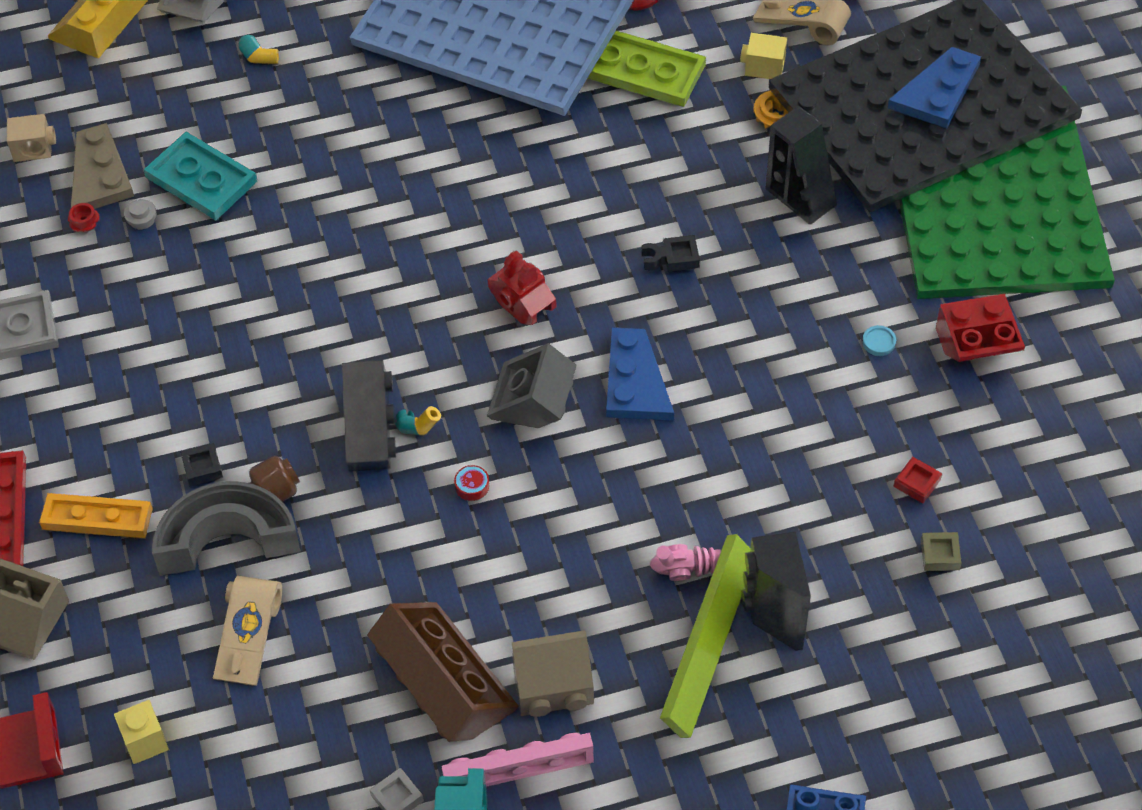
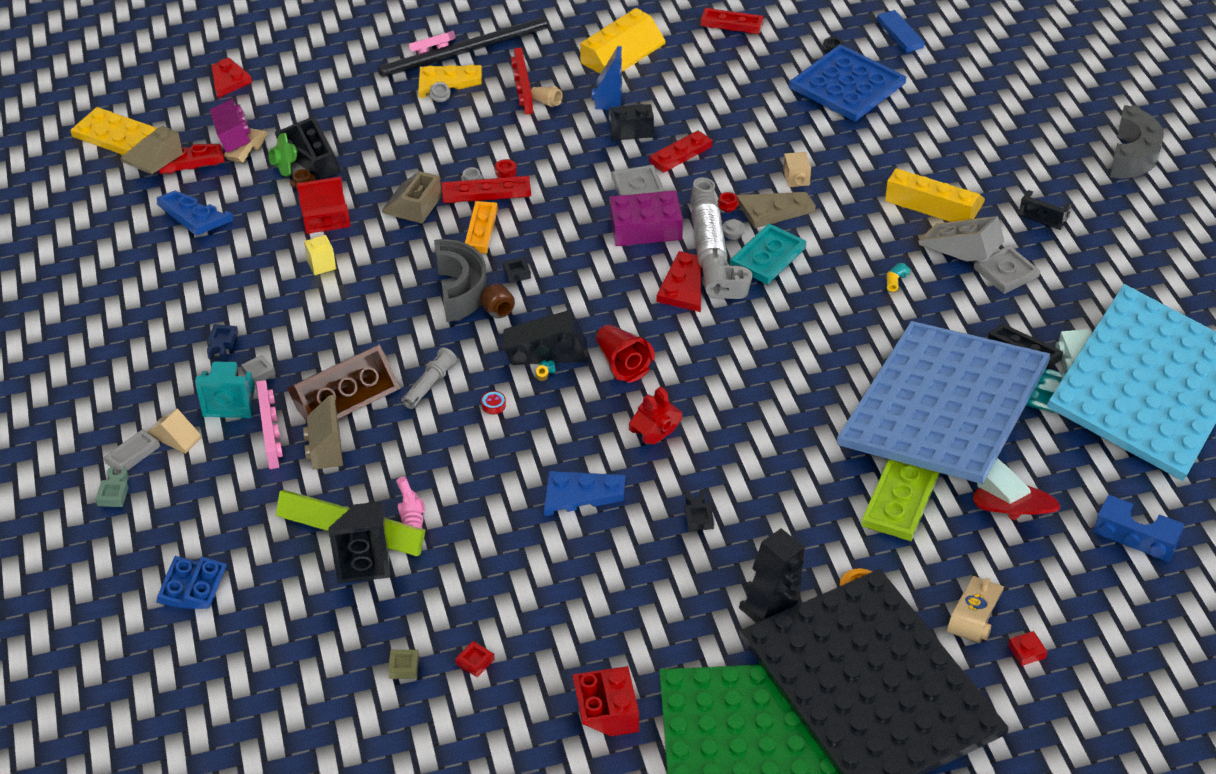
camera: 90 degrees right, 10 degrees down
(112, 307) = (645, 218): none -> magenta brick
(170, 232) = (712, 248): none -> light grey piece
(243, 272) = (682, 283): none -> red wing
(246, 628) = (404, 296): tan door -> none
(390, 328) = (625, 353): none -> red cone
(412, 550) = (434, 371): none -> light grey pin
(533, 388) = (566, 430): dark grey slope -> none
(764, 55) = (919, 577): light yellow brick -> none
(879, 340) = (614, 645): medium azure piece -> none
(937, 89) = (871, 680): blue wing -> none

